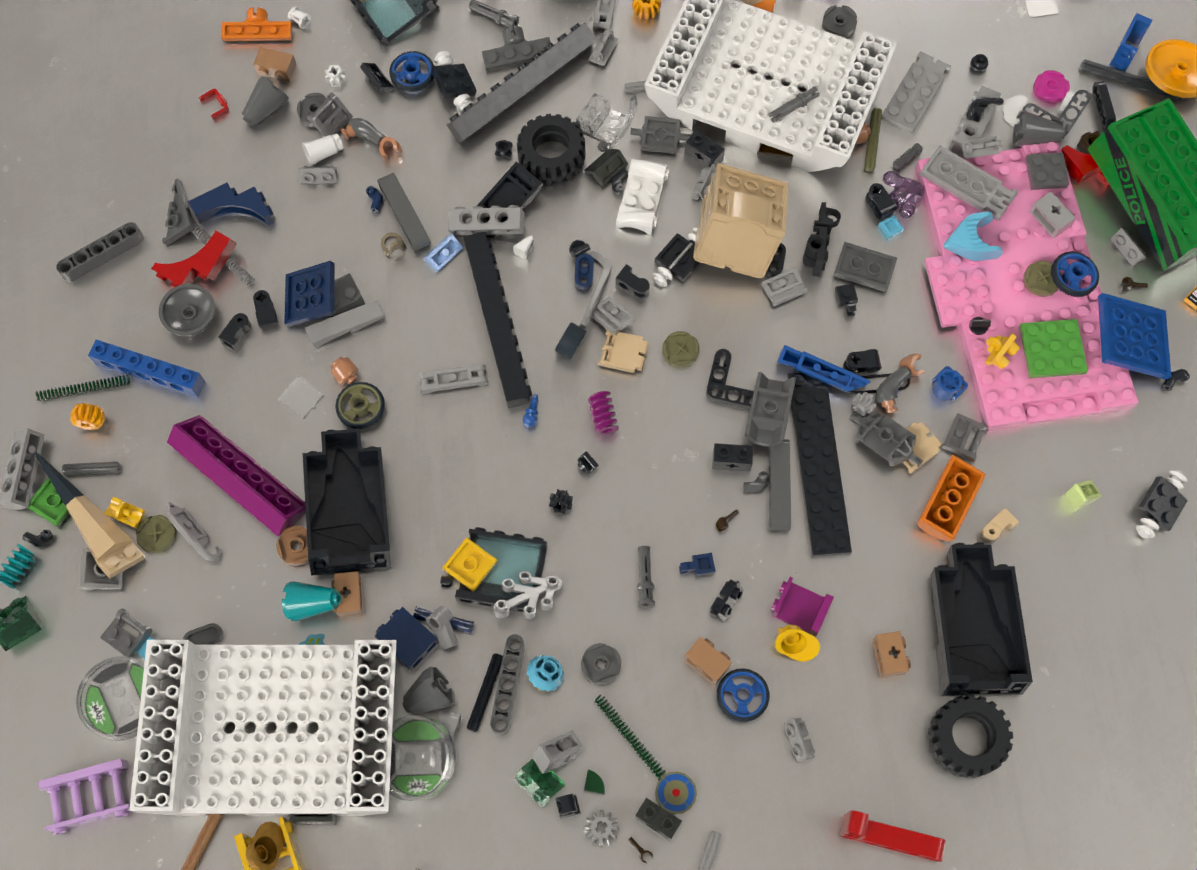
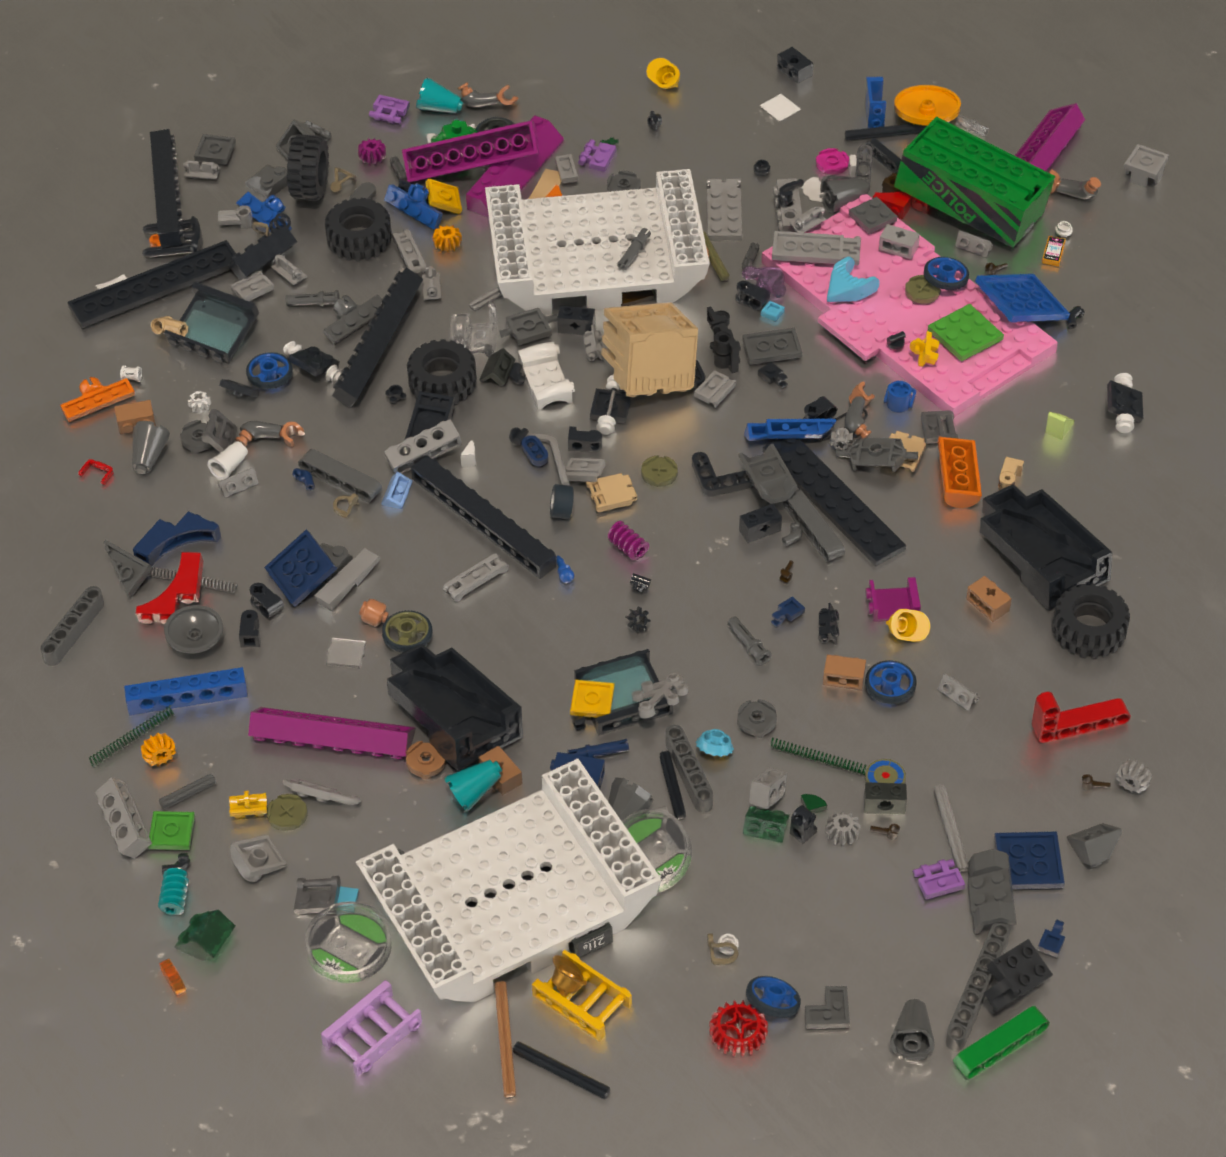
camera: 30 degrees left, 20 degrees down
(107, 542) = (251, 831): tan plate -> none
(440, 623) = (604, 750): light grey piece -> none

